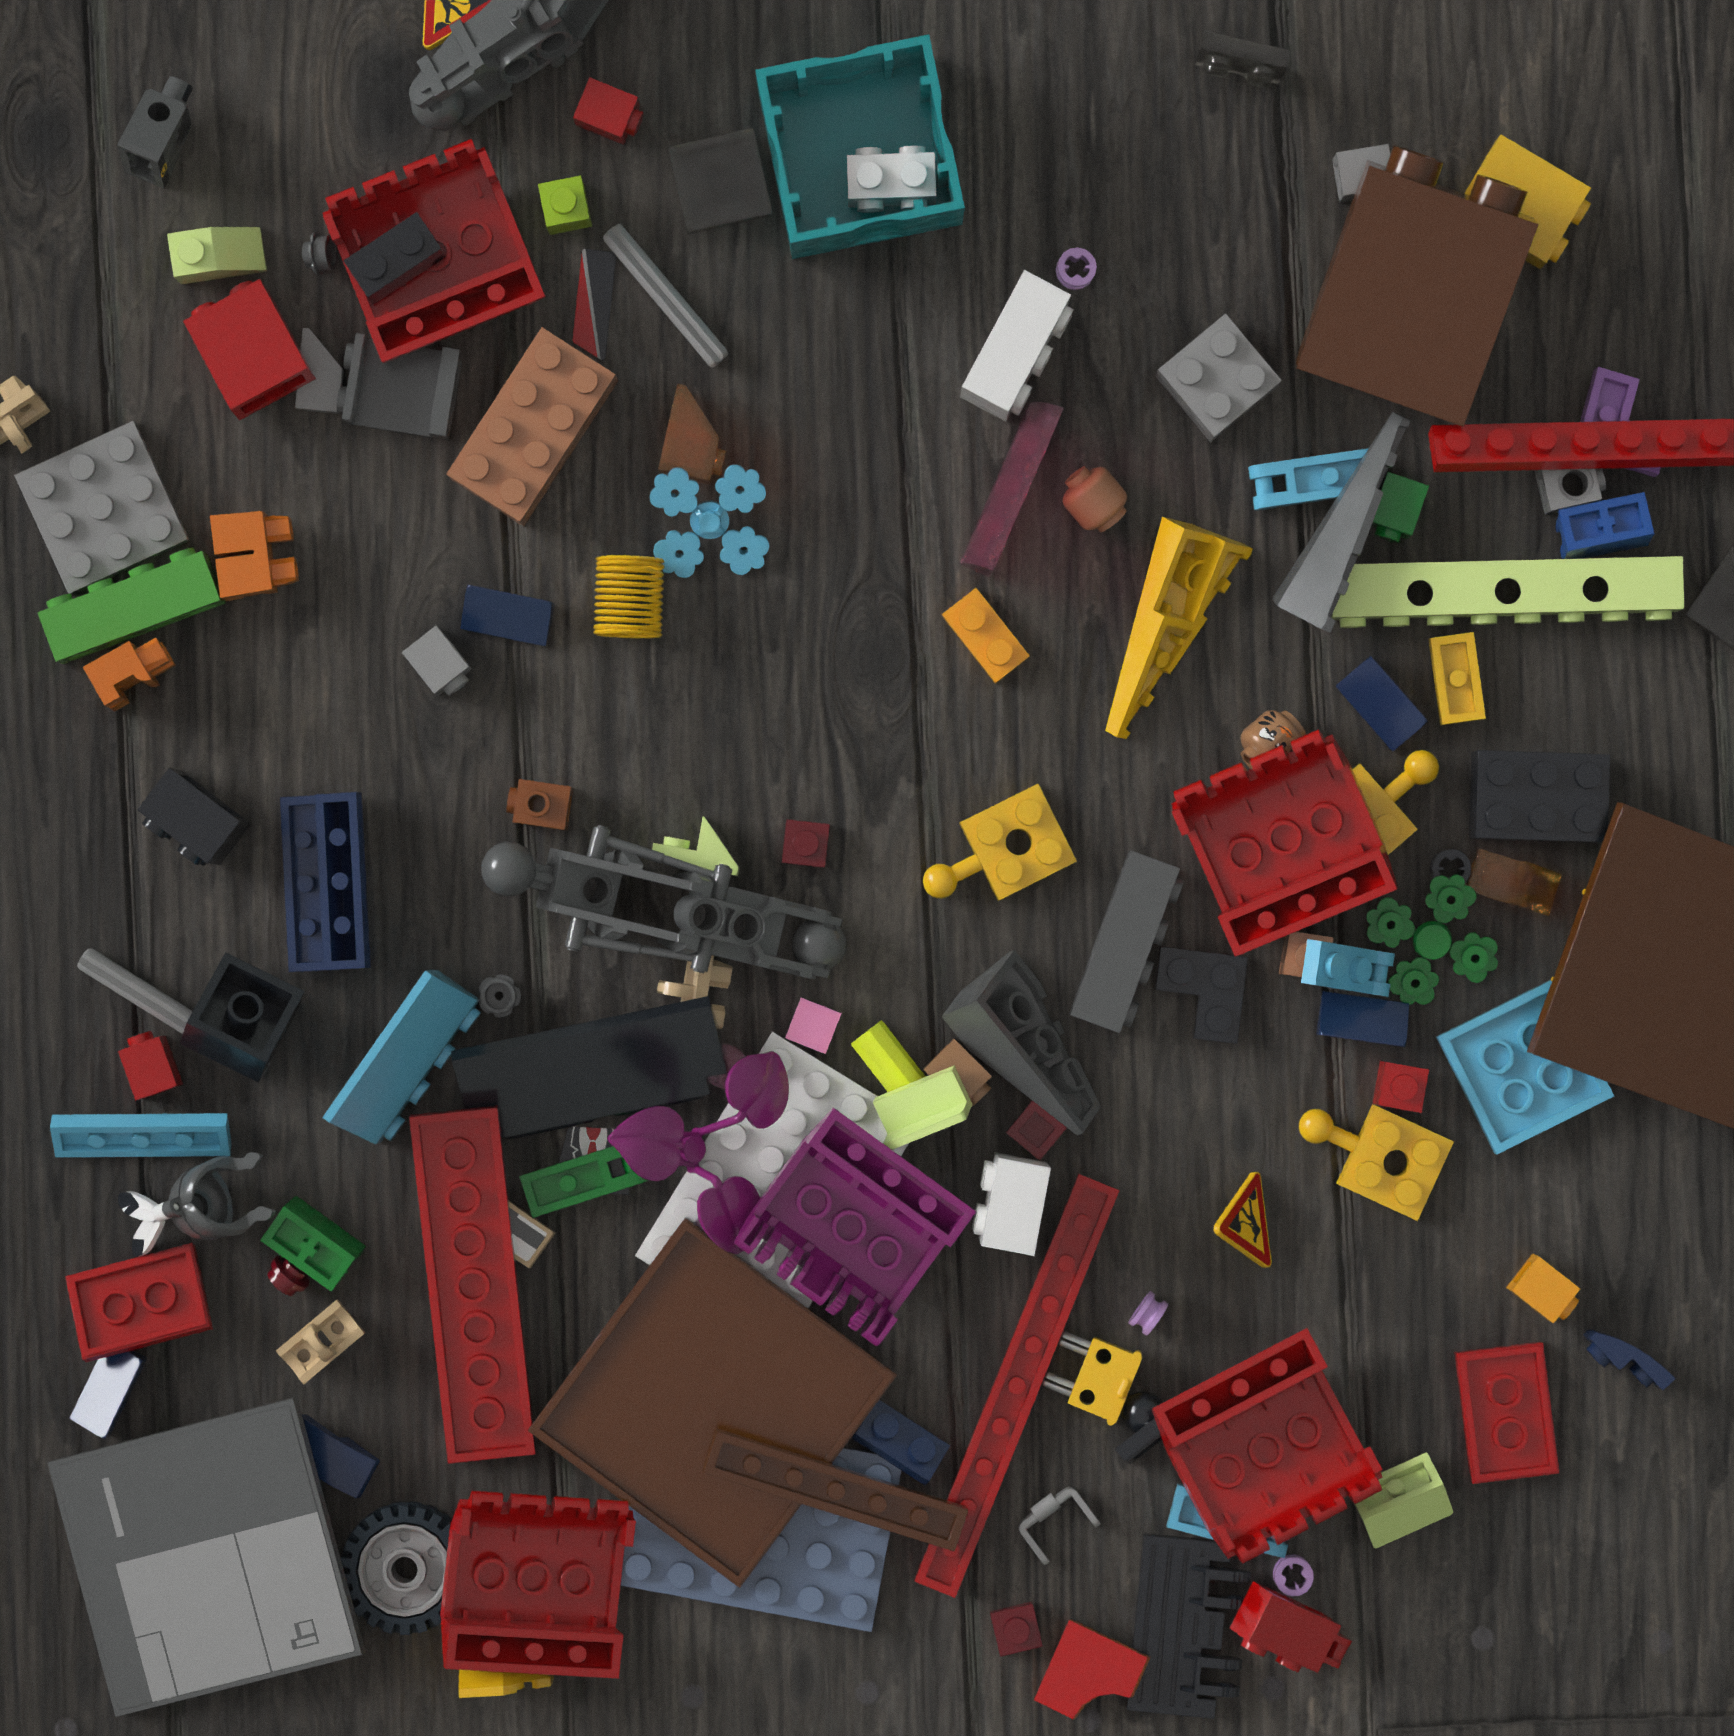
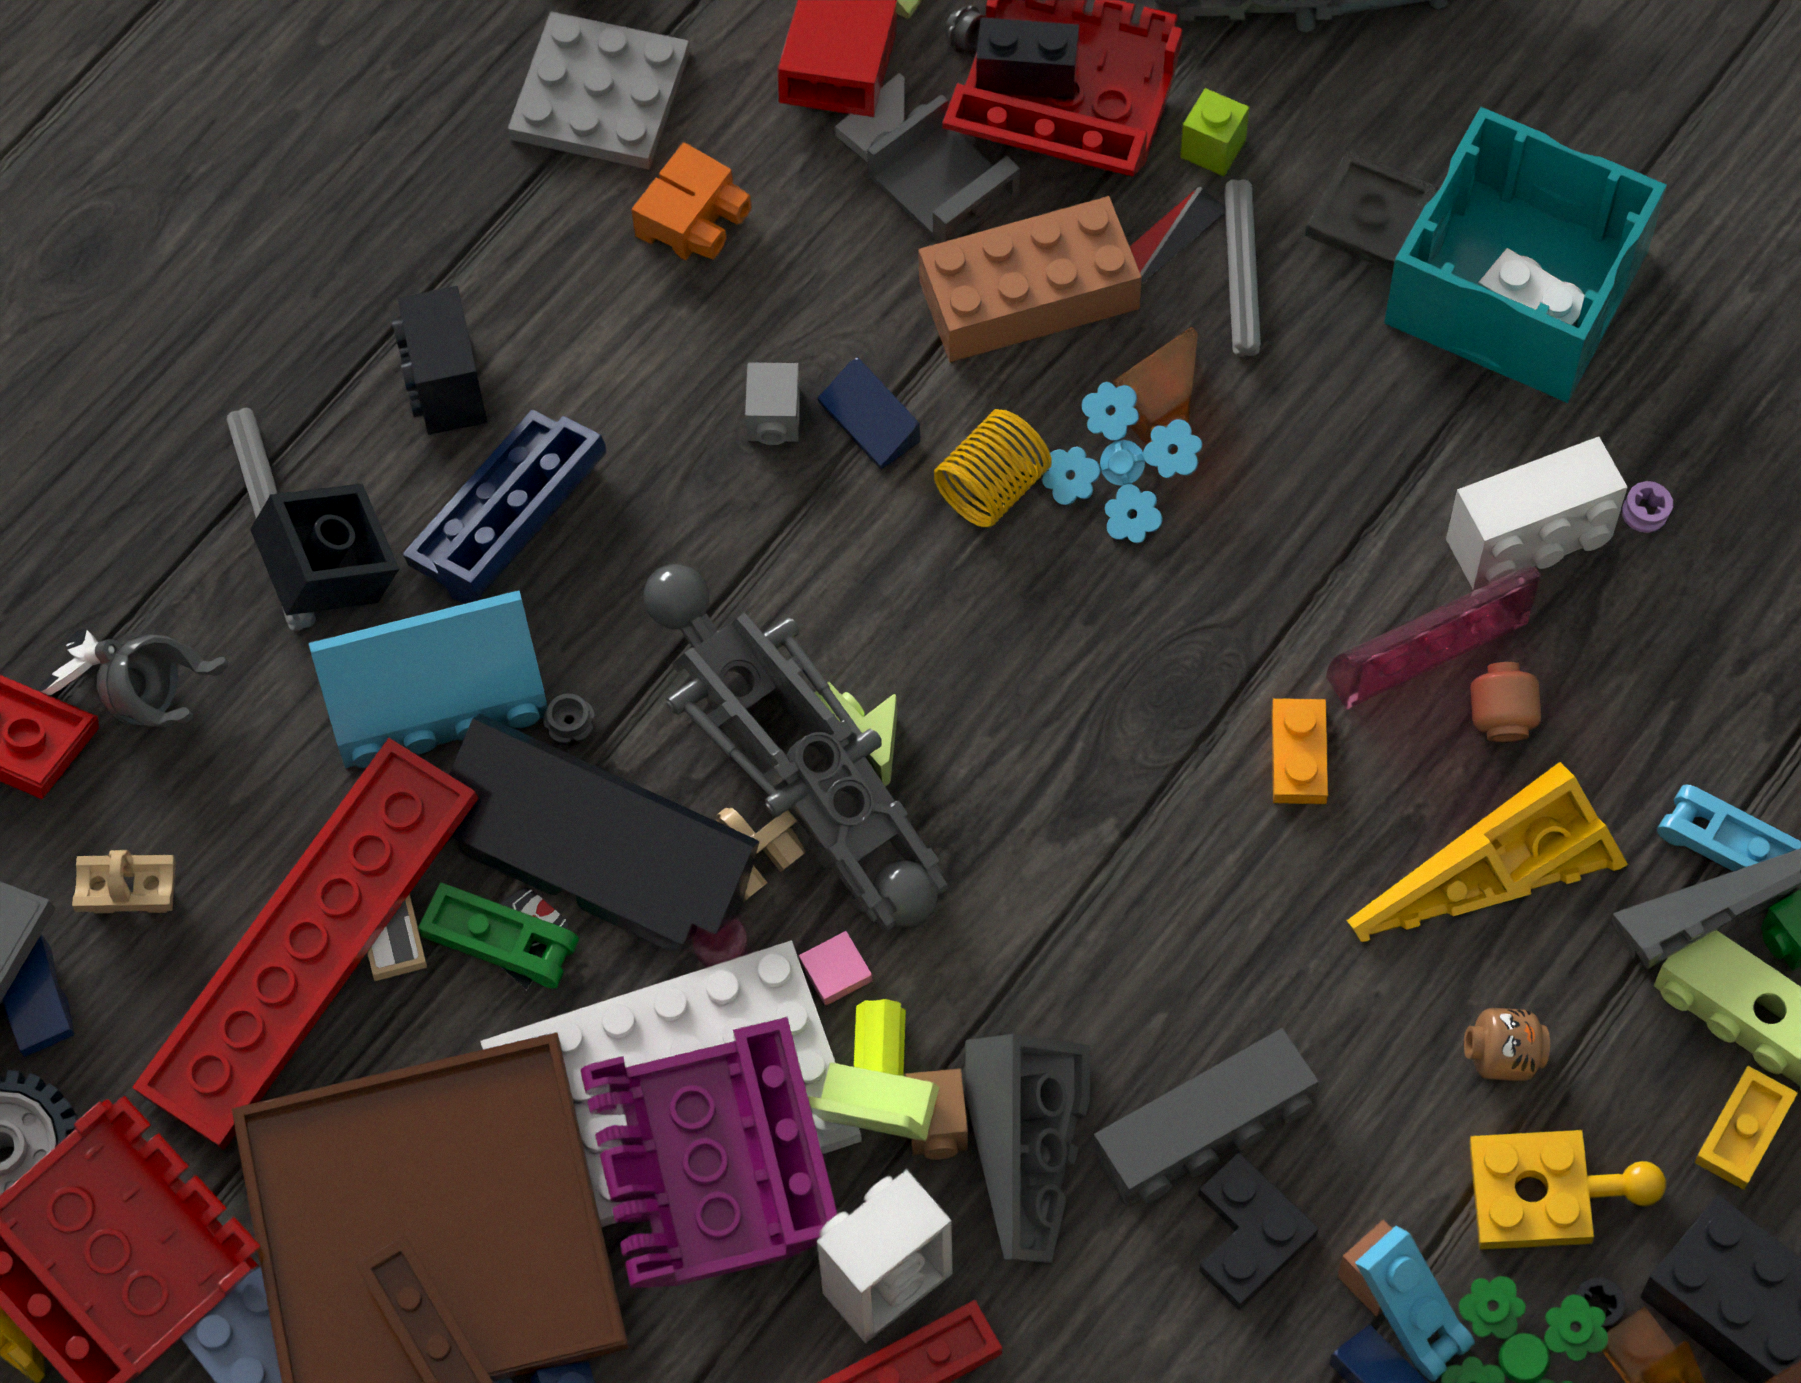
camera: 40 degrees right, 25 degrees down
(125, 668) = (498, 209): orange hips -> none
(130, 607) = (547, 172): bright green brick -> none
(141, 1135) = (141, 587): medium azure plate -> none
(149, 1065) = (207, 540): red brick -> none
(287, 1277) = (153, 808): dark red plate -> none
(313, 1243) = (201, 794): green hinge -> none
(540, 804) = (757, 584): dark orange brick -> none
(608, 111) = (1316, 90): red brick -> none
(656, 1143) = (584, 910): magenta plant -> none
(805, 843) = (971, 803): dark red plate -> none
(987, 838) = (1142, 968): yellow plate -> none
(1036, 1130) = (972, 1227): dark red plate -> none
(1218, 377) = (1713, 684): light grey brick -> none
(1285, 841) = (1449, 1123): red slope -> none
(1381, 703) = (1649, 1096): dark blue slope -> none

